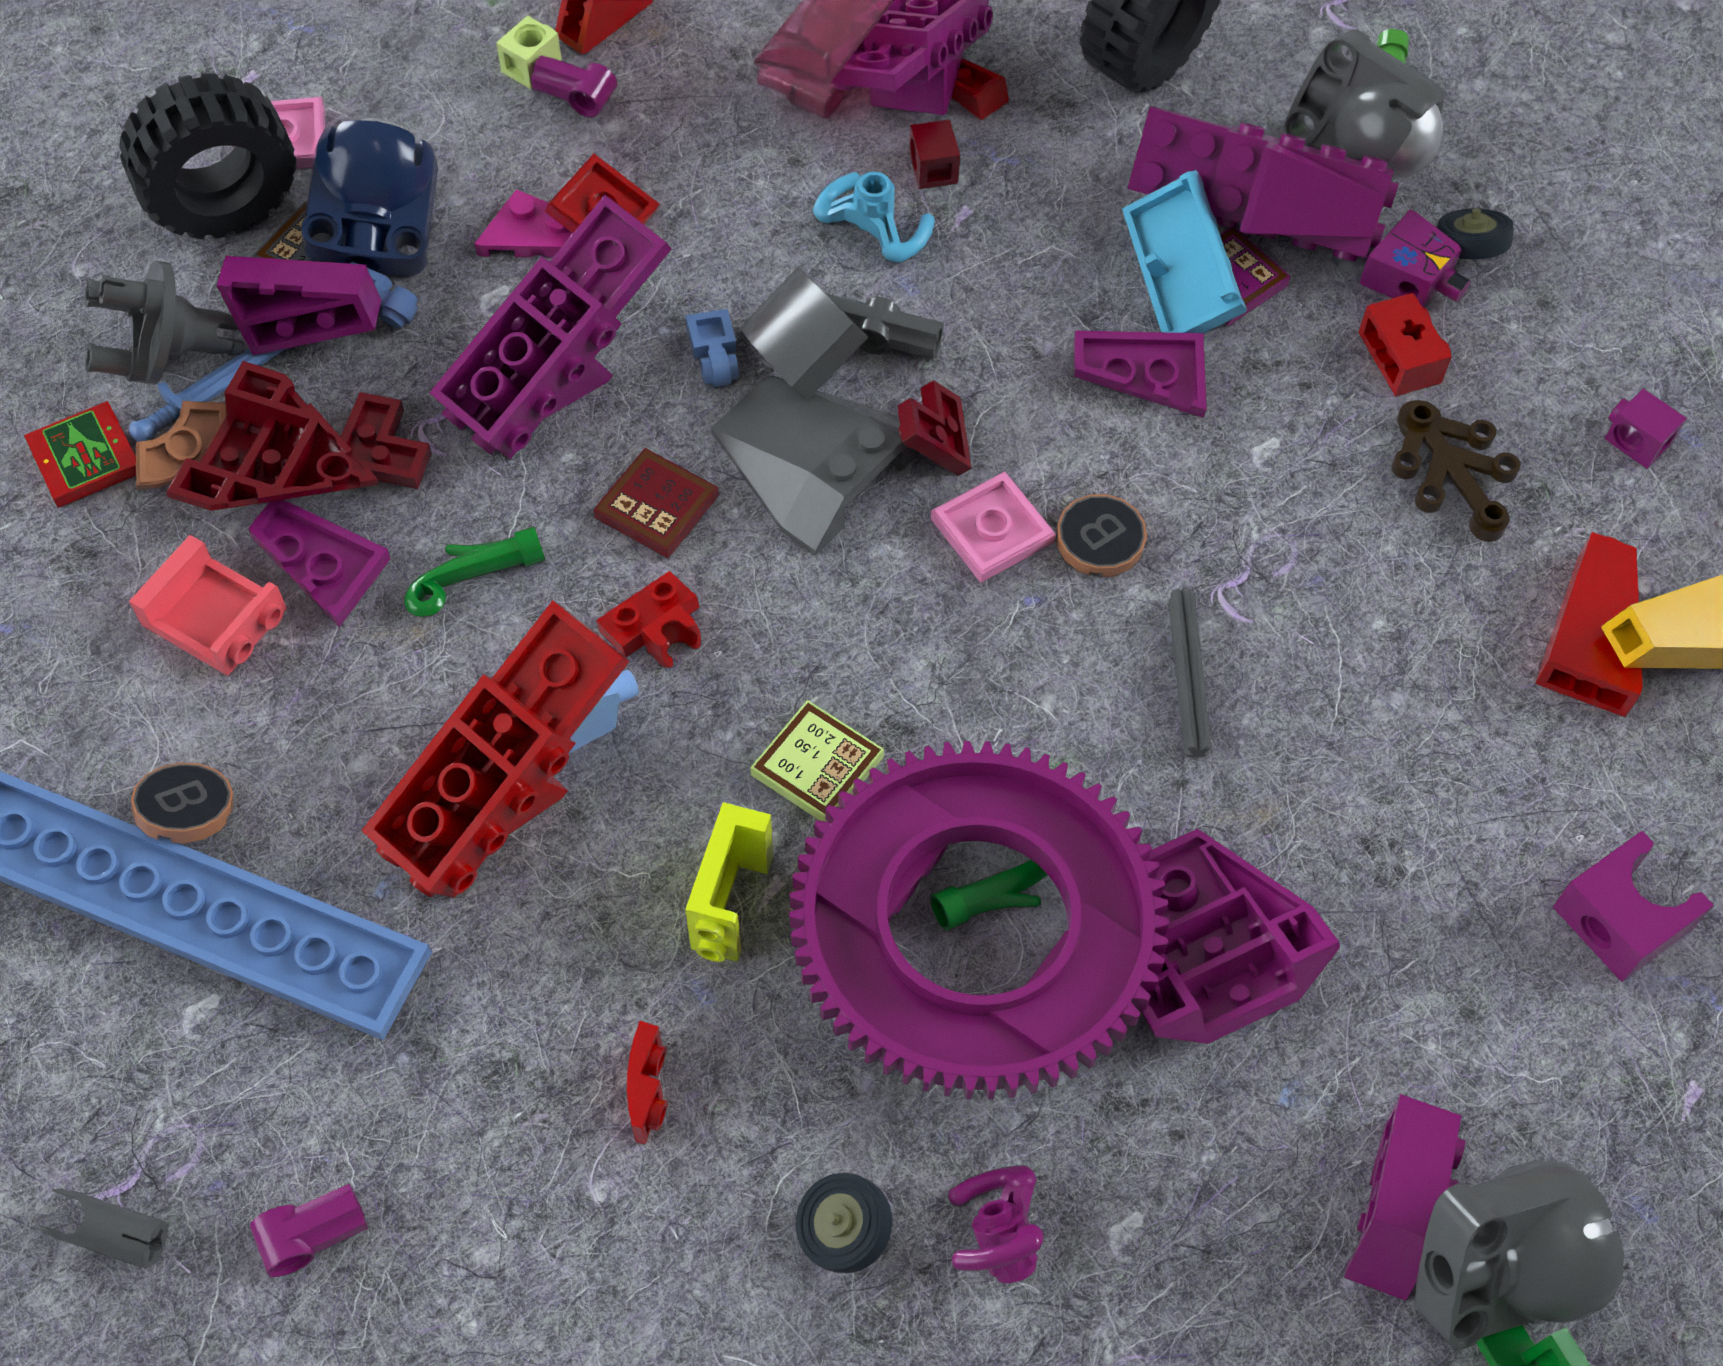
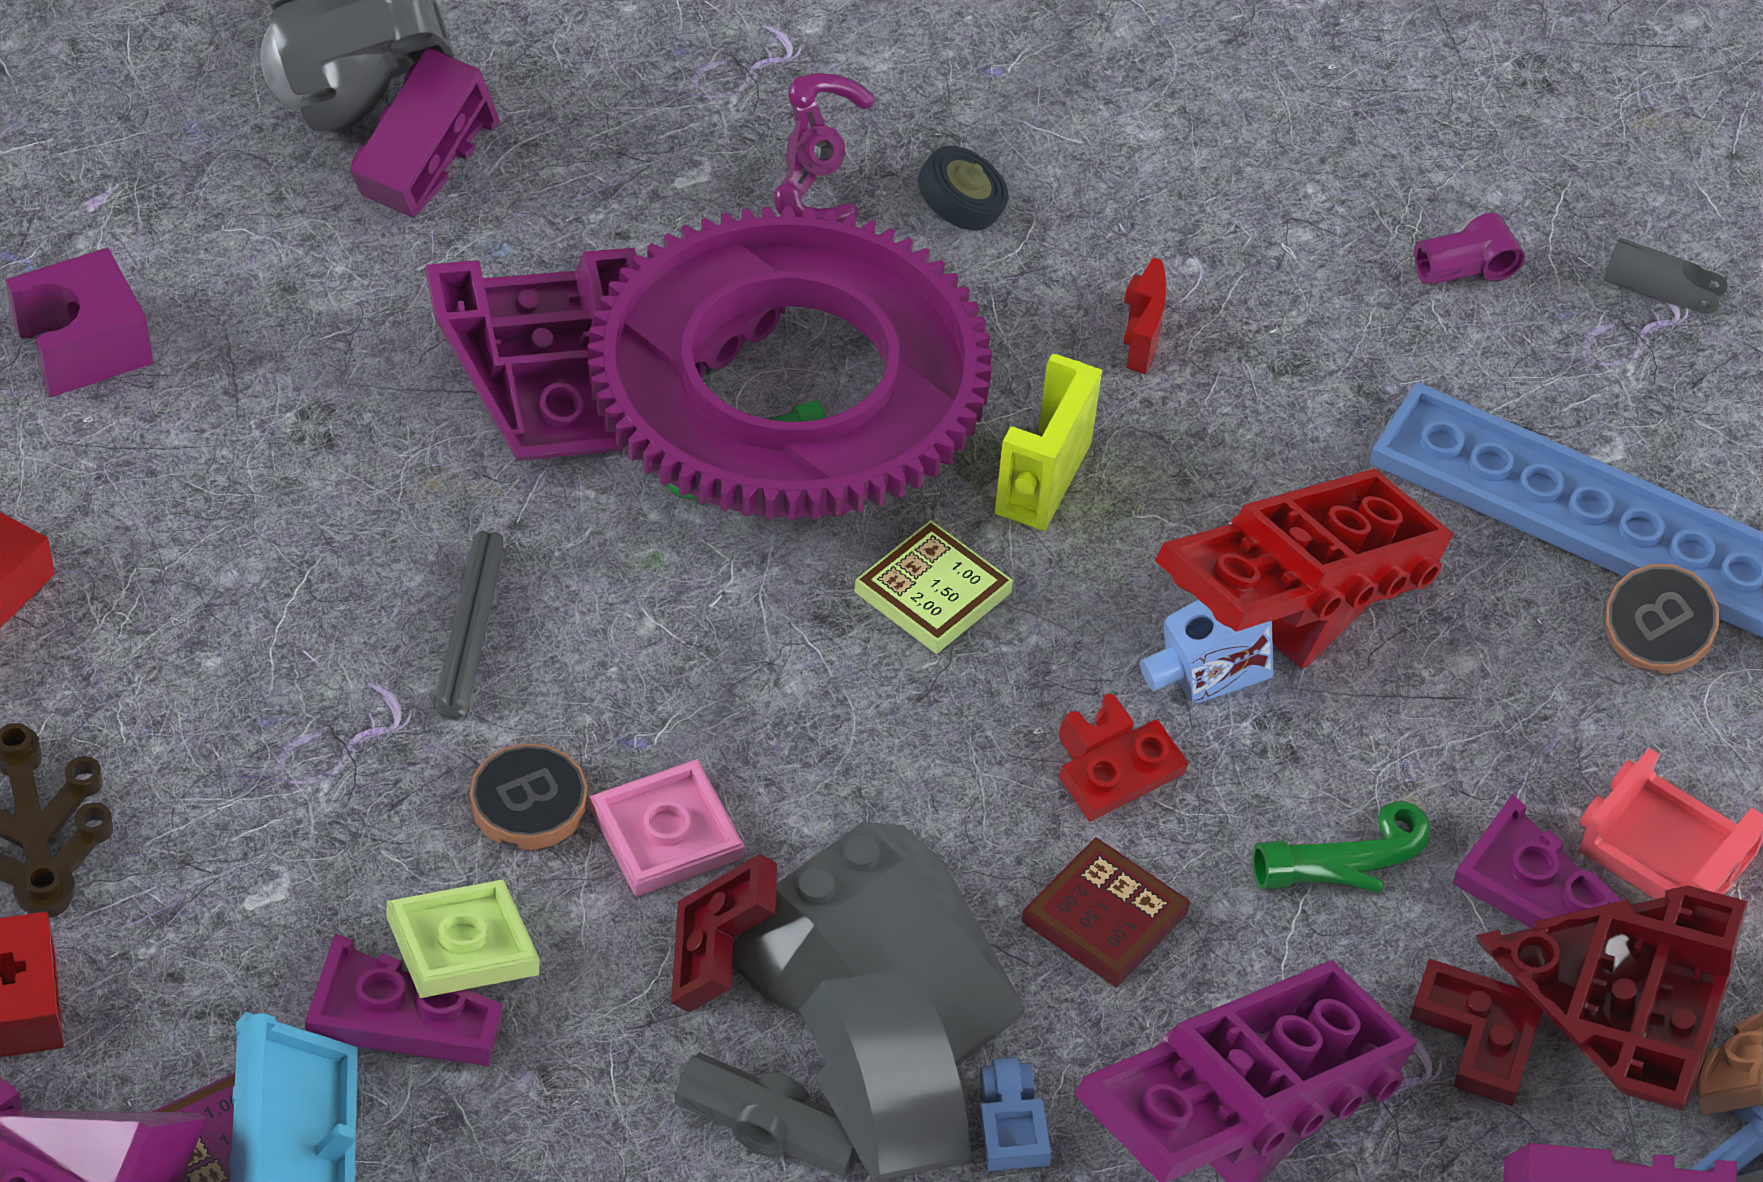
camera: 175 degrees left, 10 degrees down
(1116, 412) = (462, 938): none -> yellowish green tile

